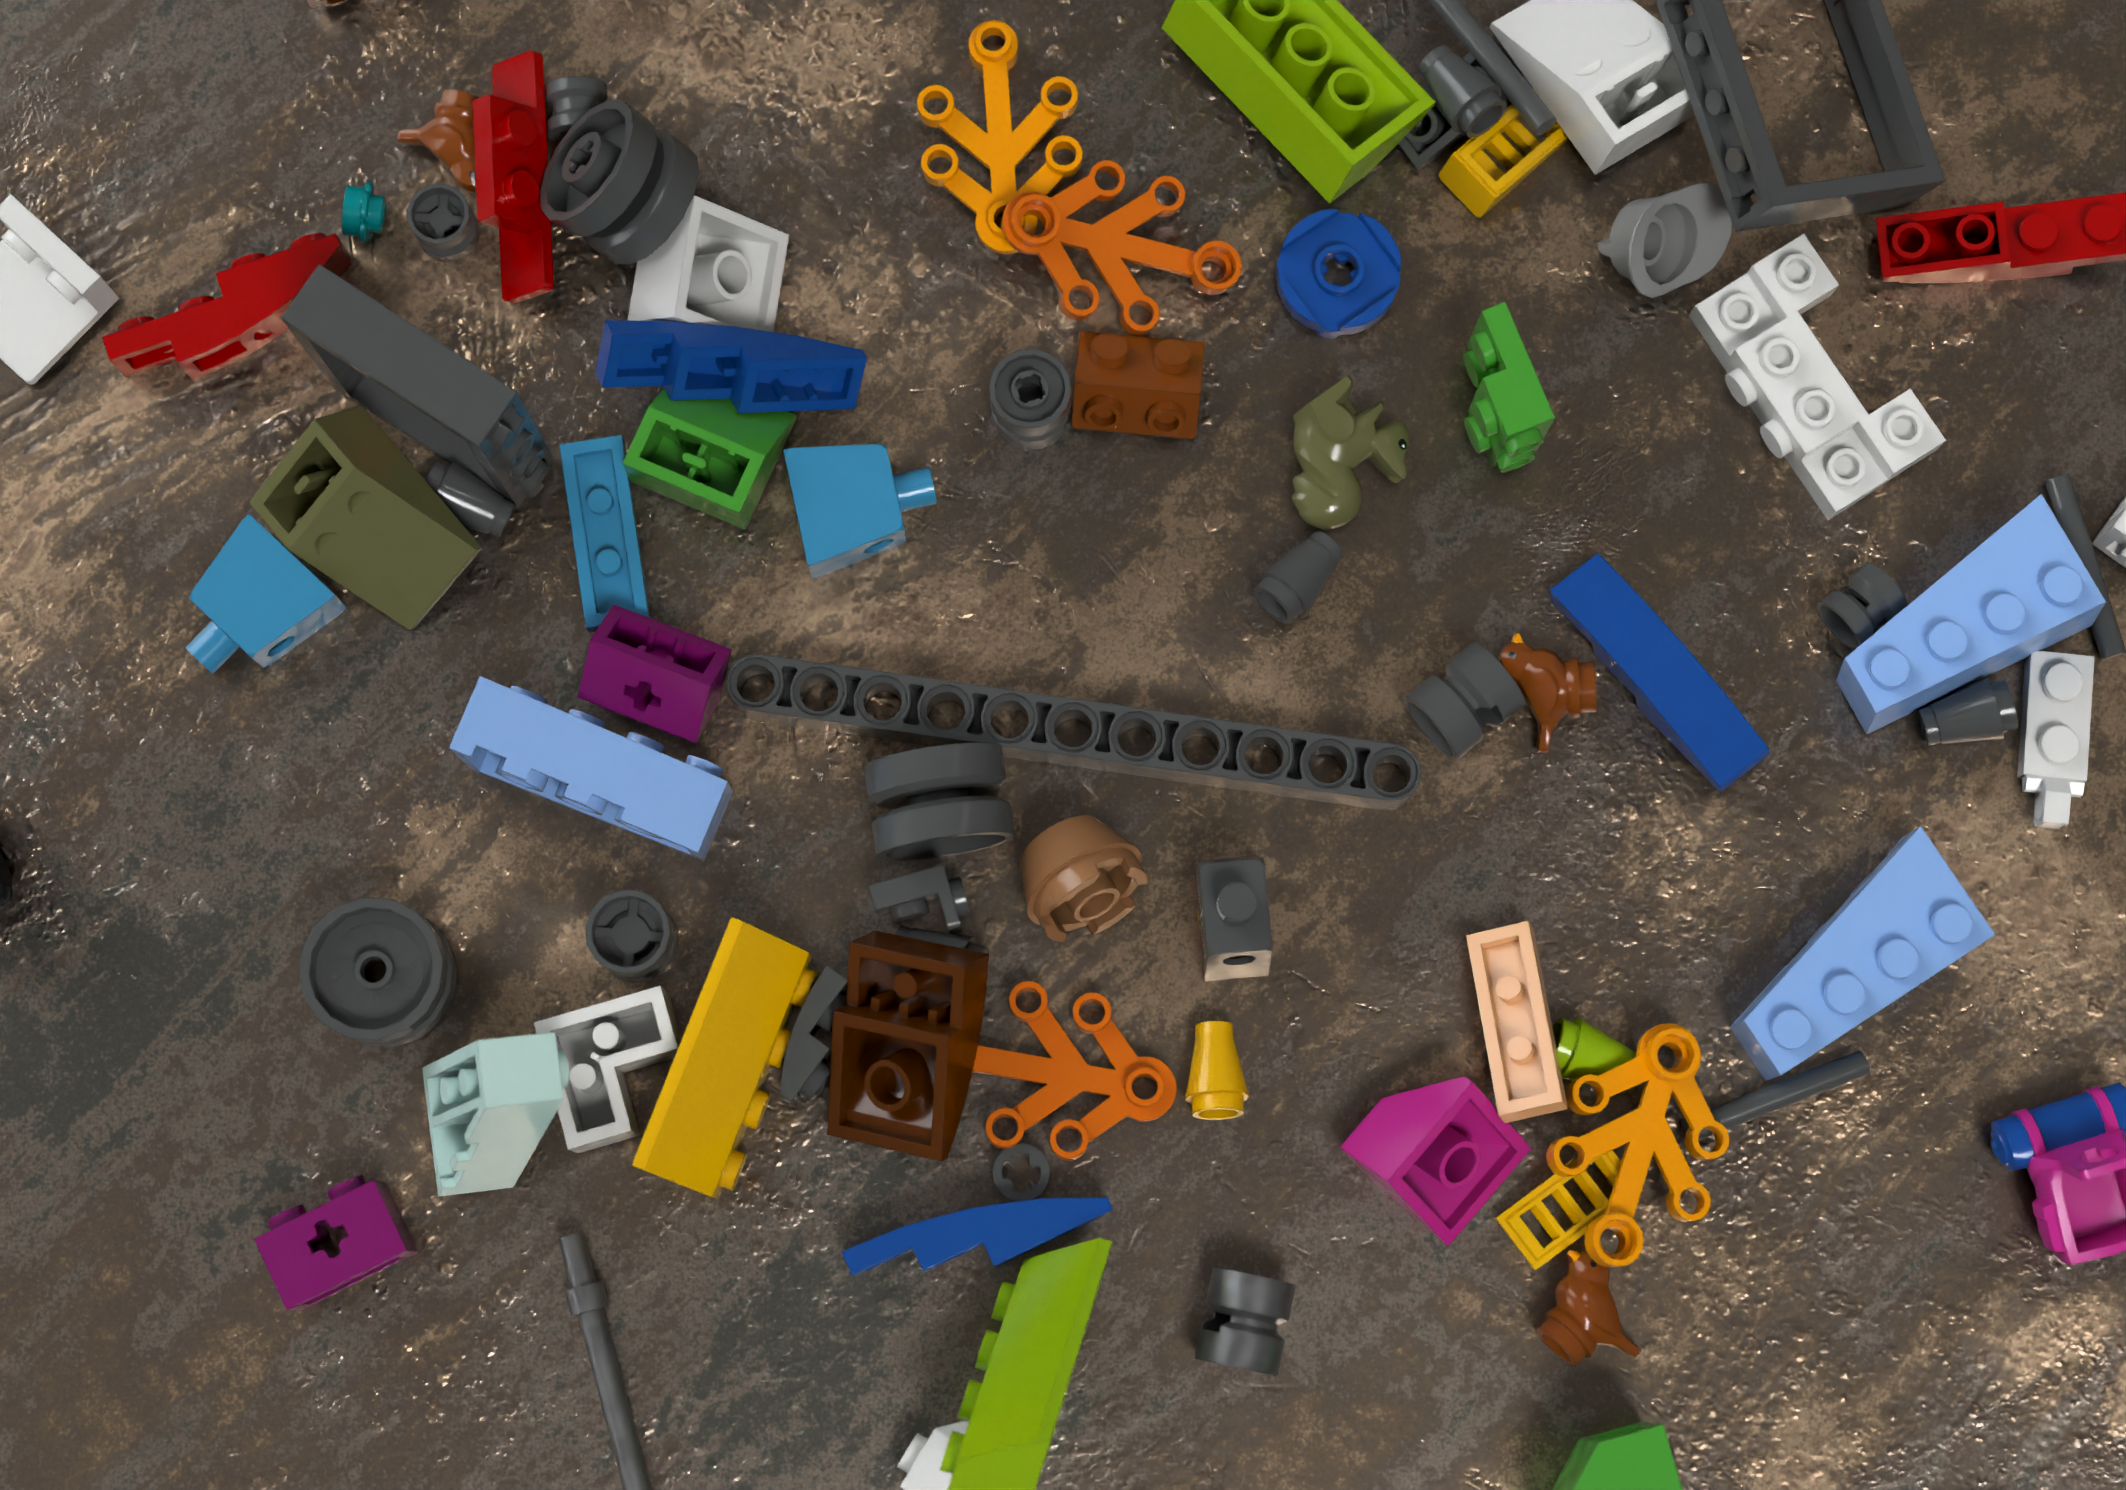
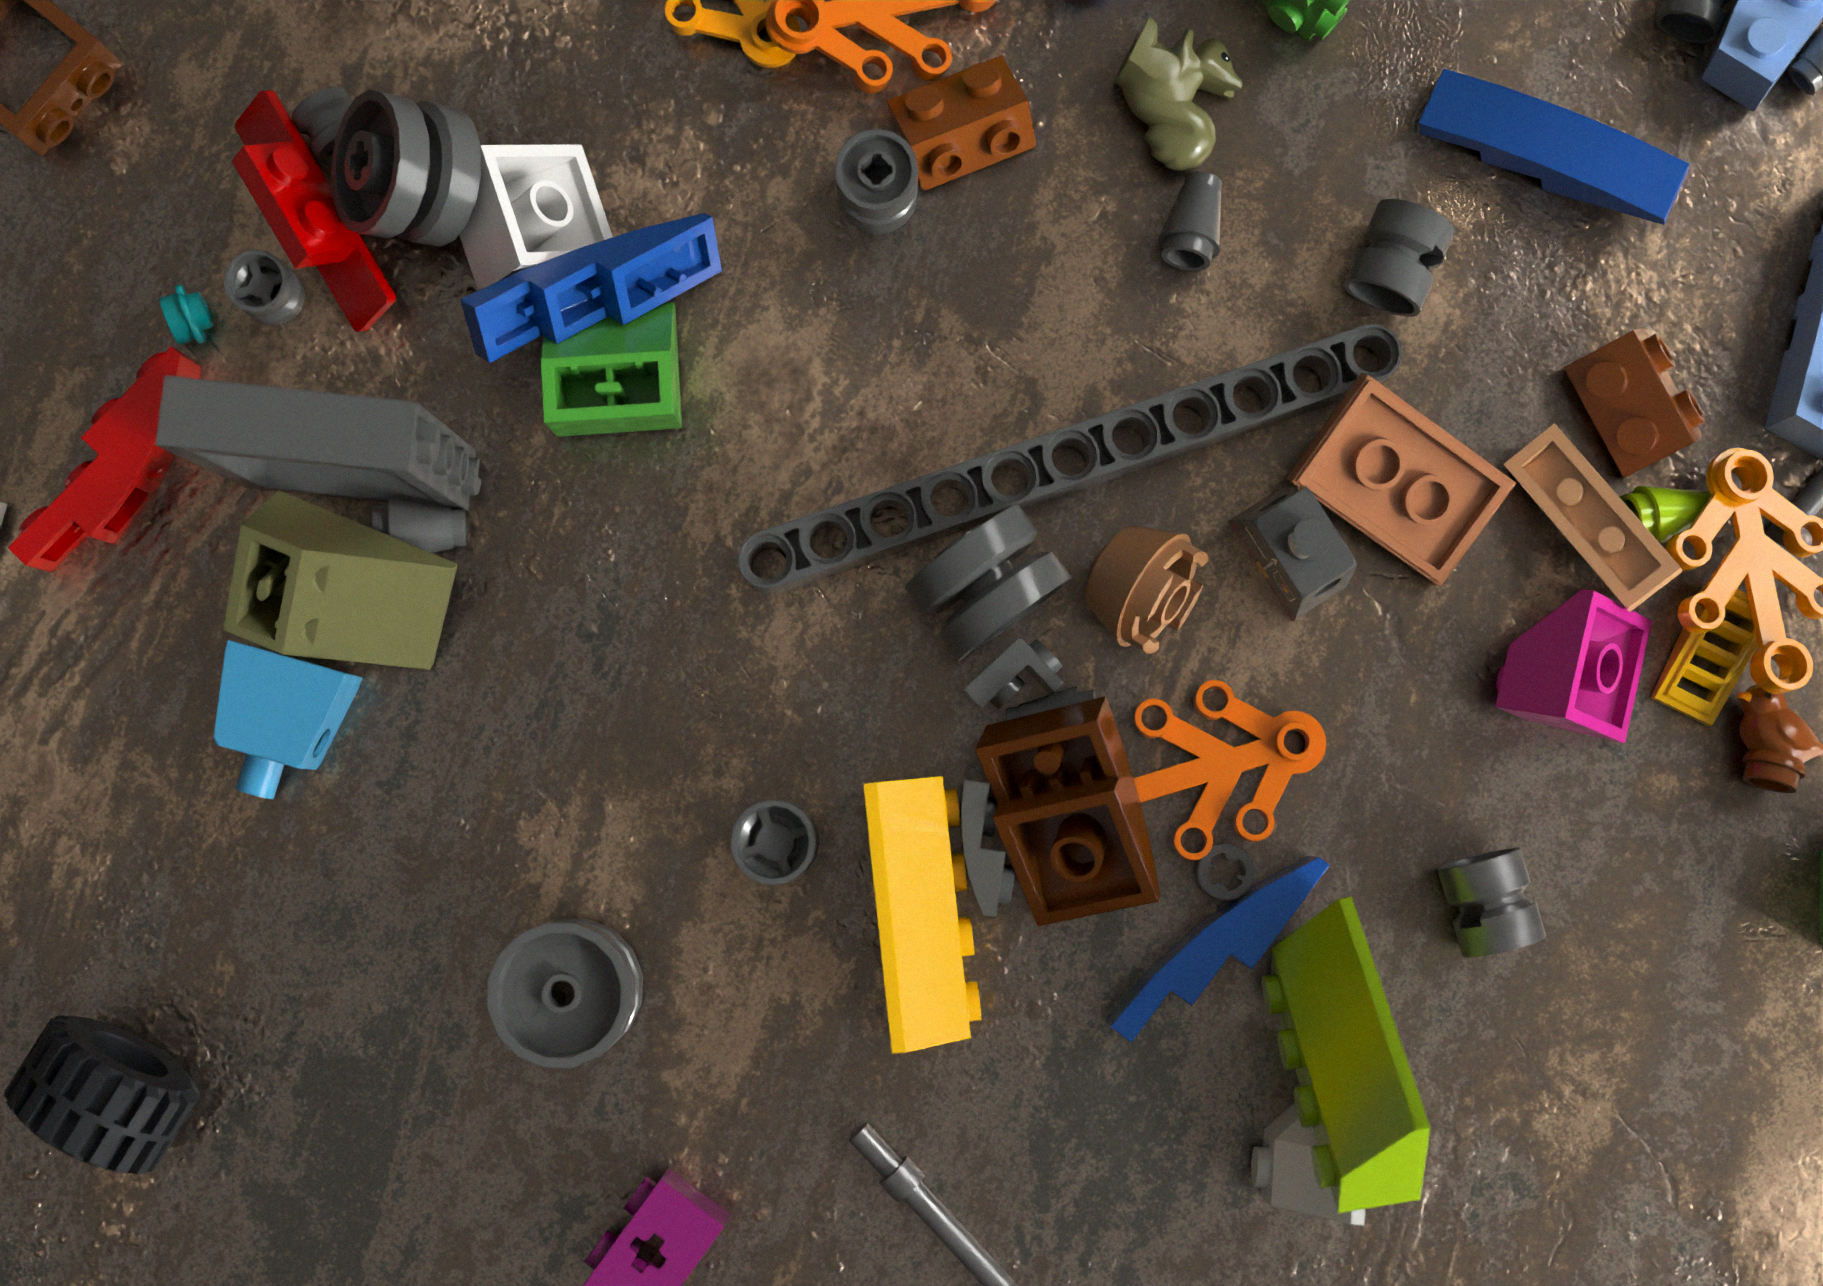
camera: 25 degrees left, 5 degrees up
(449, 136) = (229, 207): dark orange animal -> none
(492, 1109) = (735, 1063): light aqua wedge -> none
(591, 769) = (658, 711): light blue wedge -> none
(599, 1049) = (795, 974): white brick -> none
(604, 528) = (559, 494): dark azure plate -> none
(654, 673) = (670, 597): magenta brick -> none
(851, 502) = (765, 354): dark azure torso -> none
(1216, 1075) = (1349, 696): yellow cone -> none
(1360, 901) = (1401, 479): none -> nougat tile
(1549, 685) = (1468, 205): dark orange animal -> none
(1618, 939) = (1636, 400): none -> dark orange bracket

